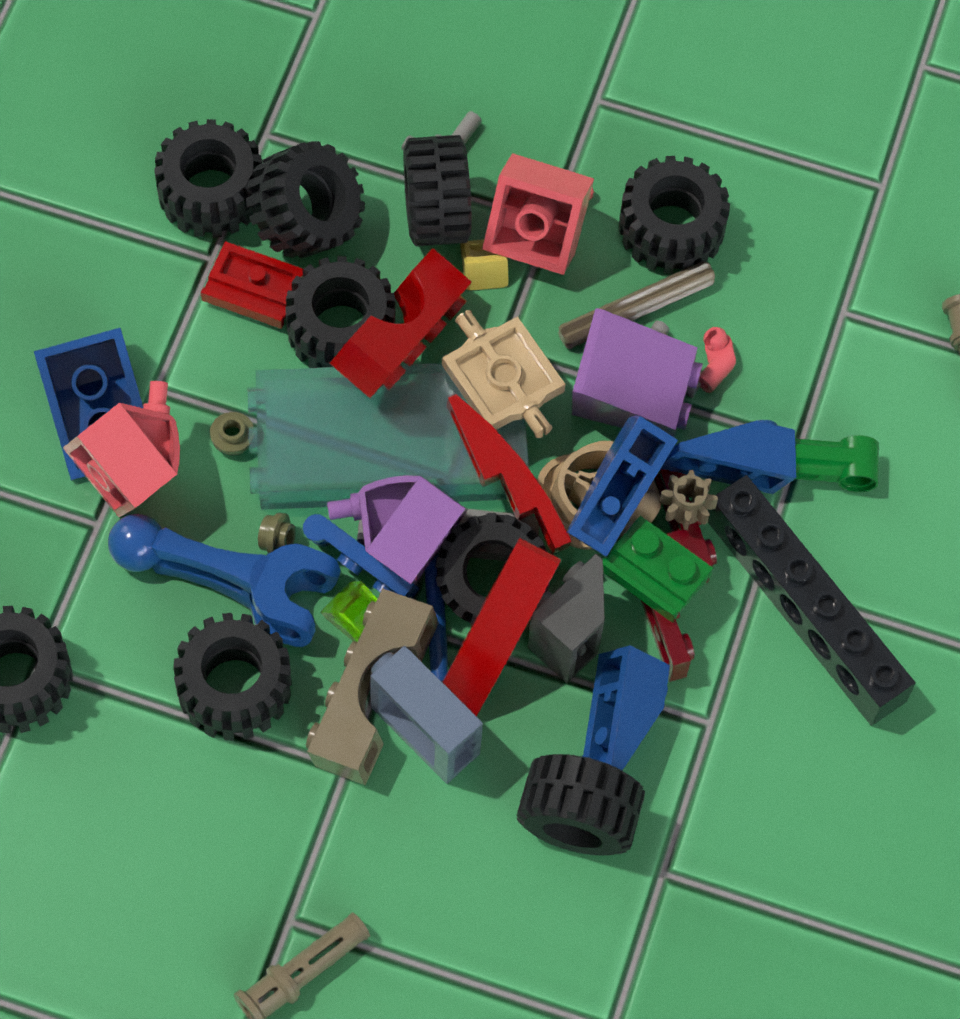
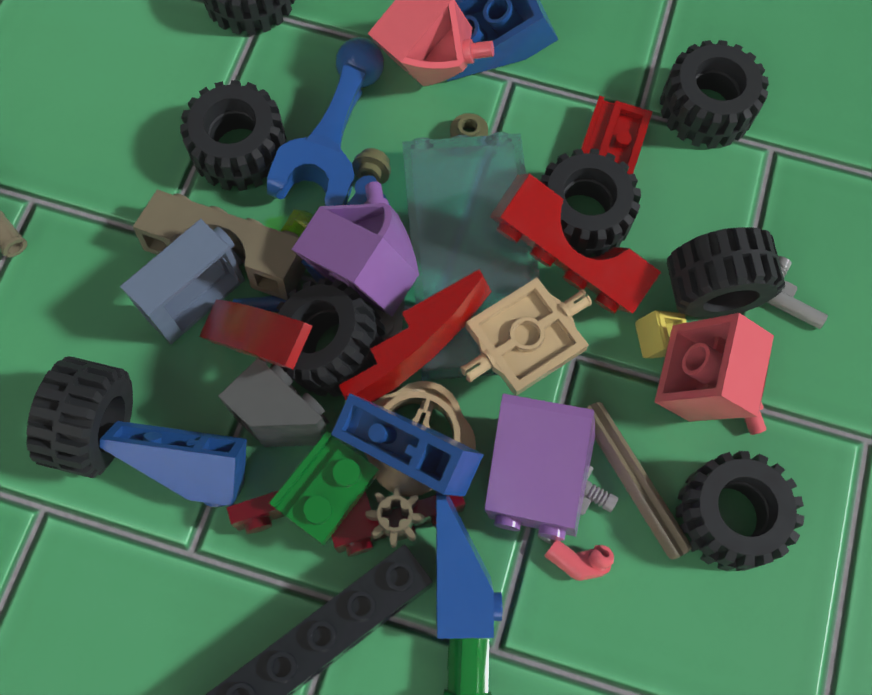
camera: 90 degrees right, 5 degrees up
(279, 206) = (722, 185): black tyre -> none

